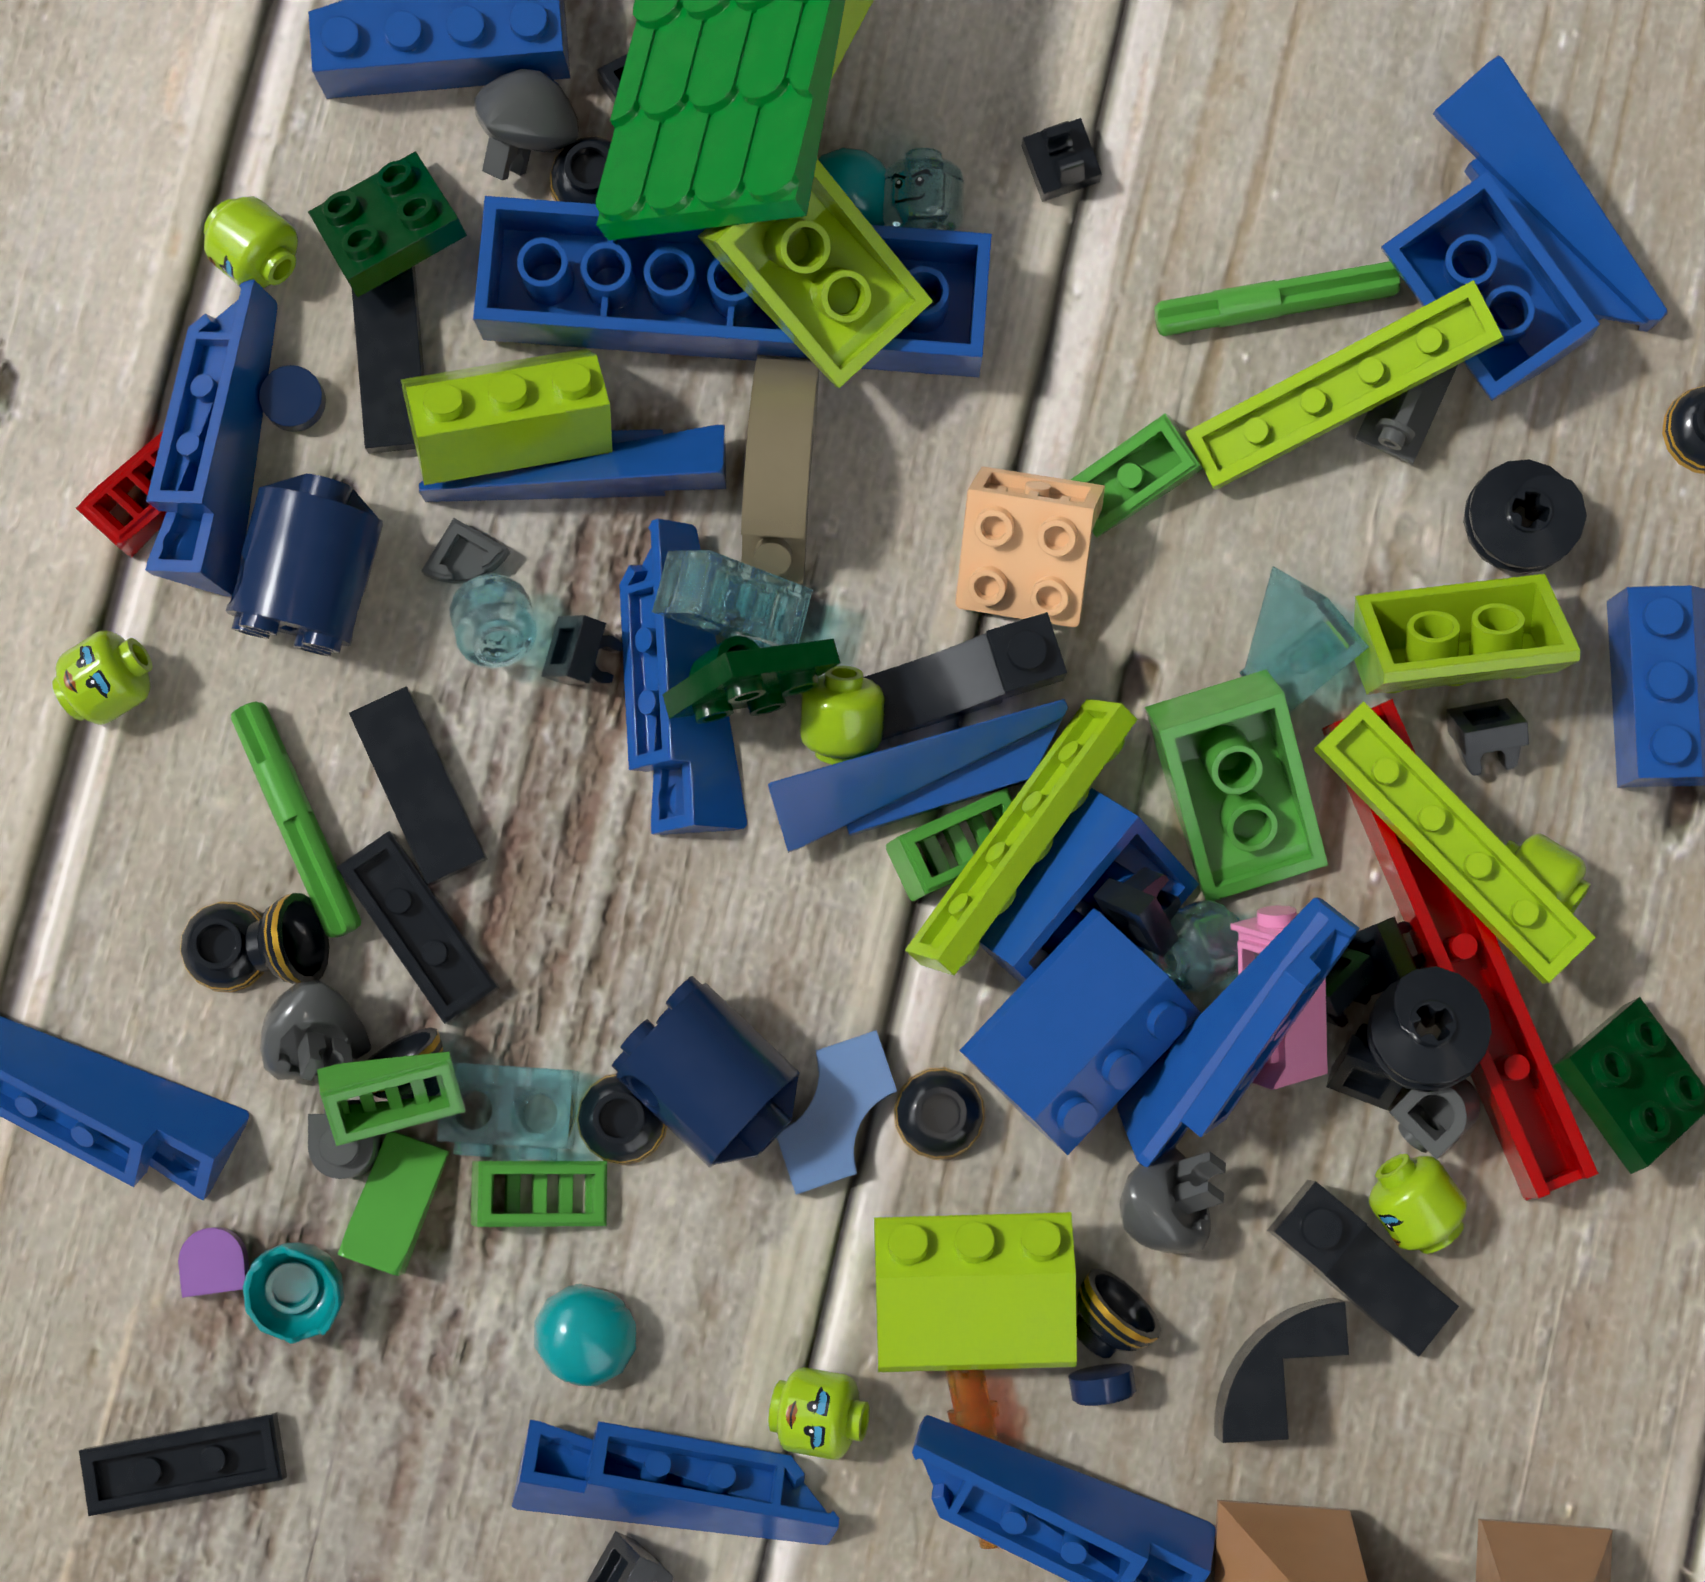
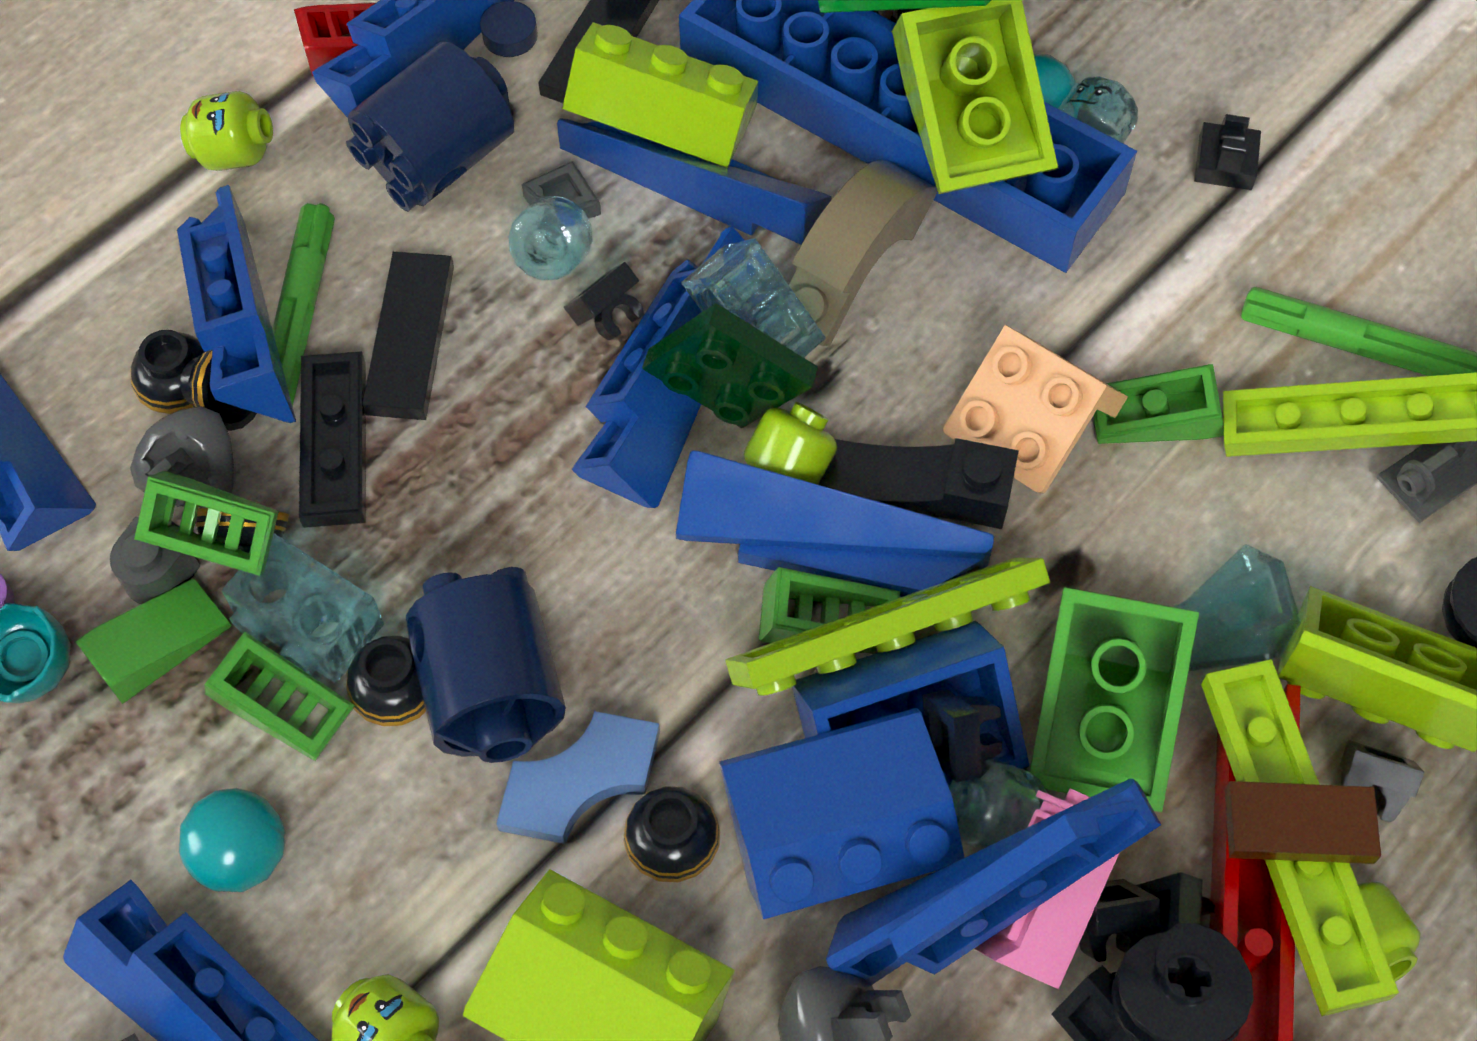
camera: 30 degrees right, 20 degrees down
(254, 870) = (232, 312): none -> blue wedge
(1458, 840) = (1302, 822): none -> reddish brown tile

